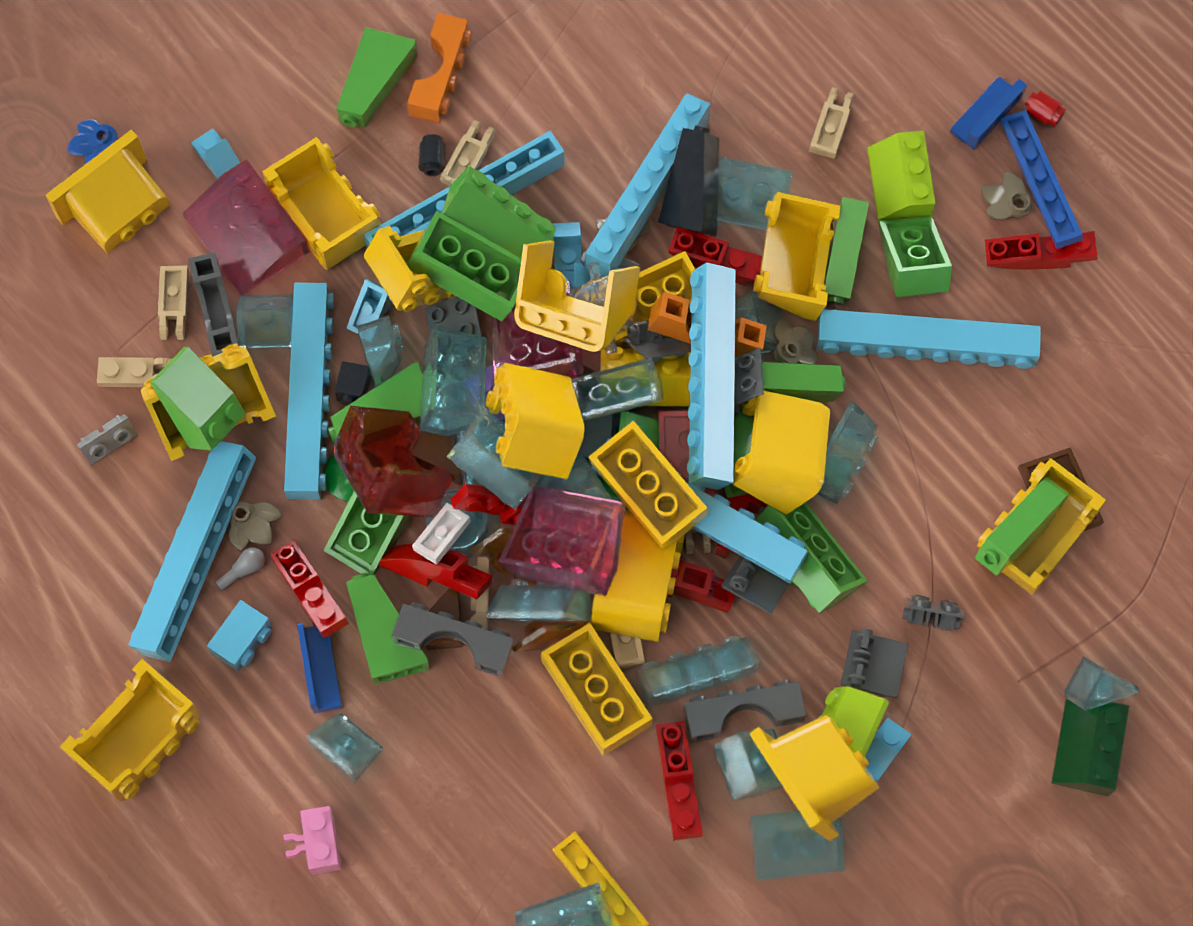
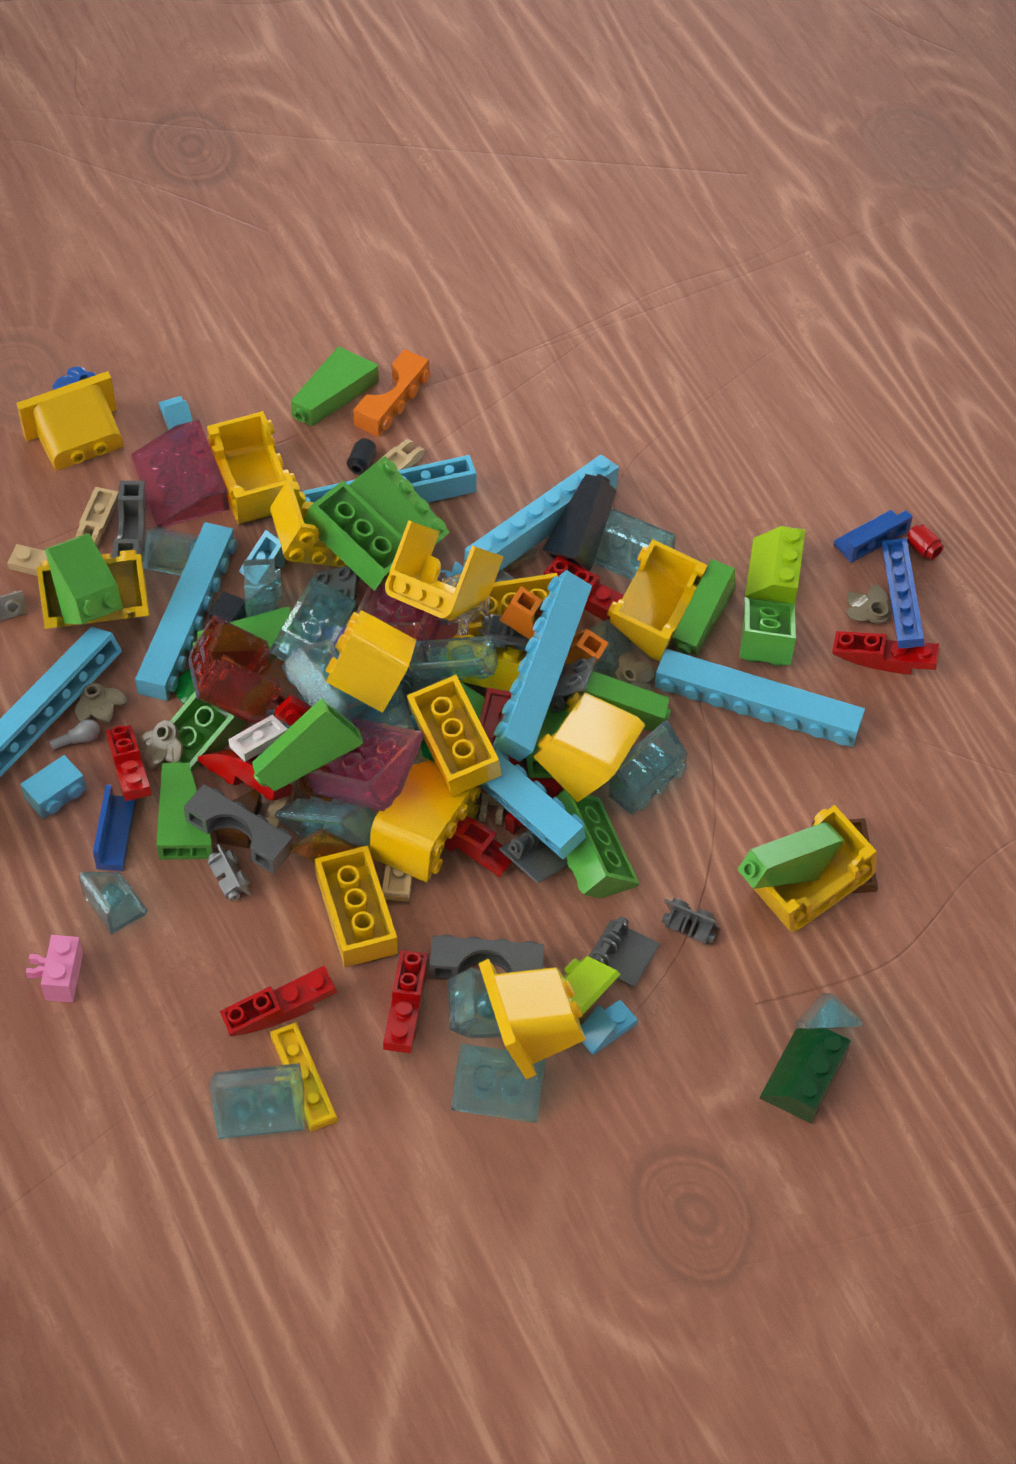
camera: 15 degrees right, 15 degrees down
(335, 562) = (161, 748): none -> dark tan plate
(447, 675) = (226, 864): none -> light grey hinge
(500, 539) = (306, 746): none -> bright green slope
(552, 817) = (280, 1005): none -> red slope
(567, 246) = (454, 550): medium azure slope -> none
(697, 671) = (455, 916): clear light blue slope -> none
(831, 125) = (725, 512): tan hinge -> none

